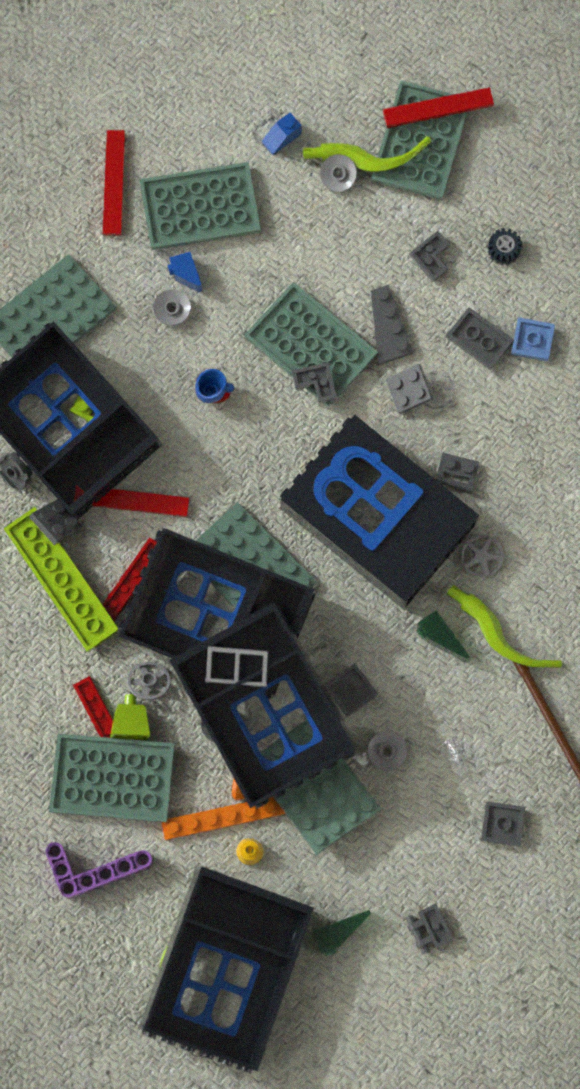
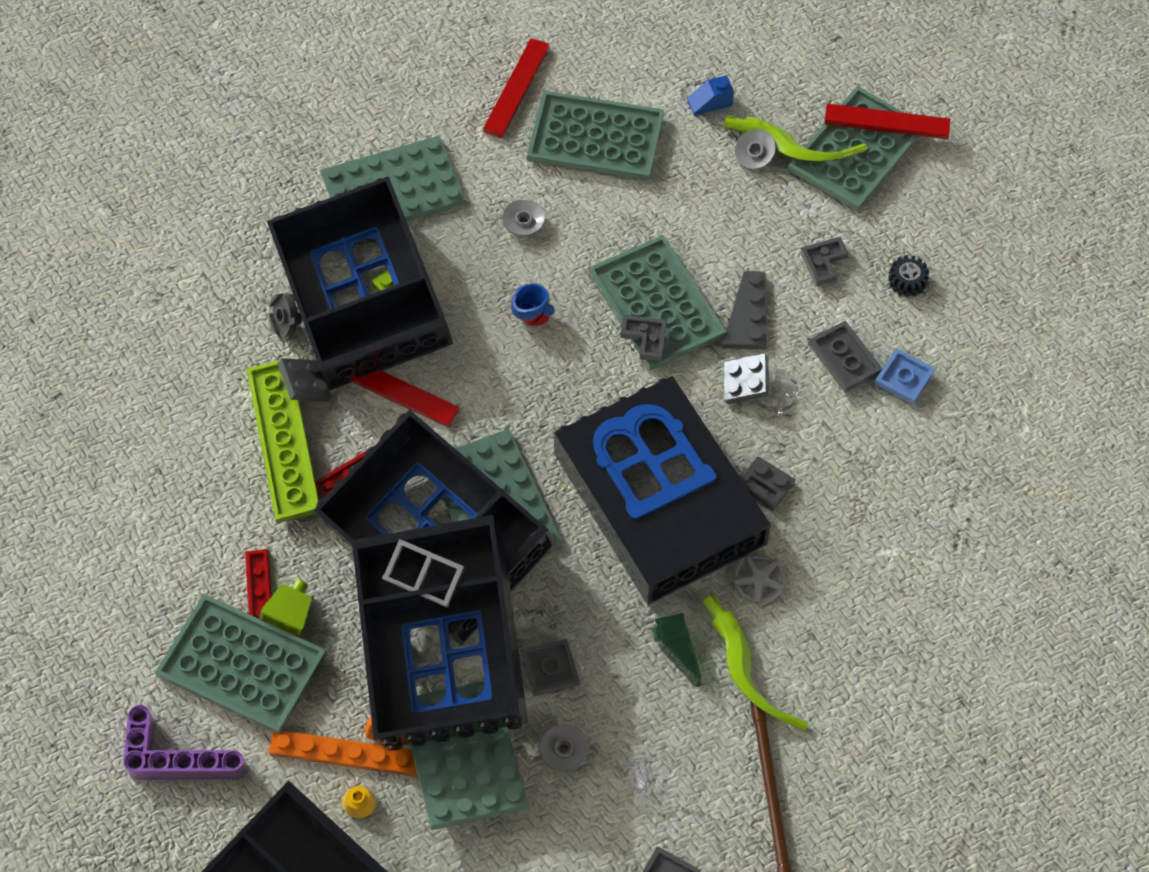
camera: 20 degrees right, 15 degrees down
(148, 681) = (328, 575): light grey wheel -> none
(184, 271) = (552, 188): blue slope -> none

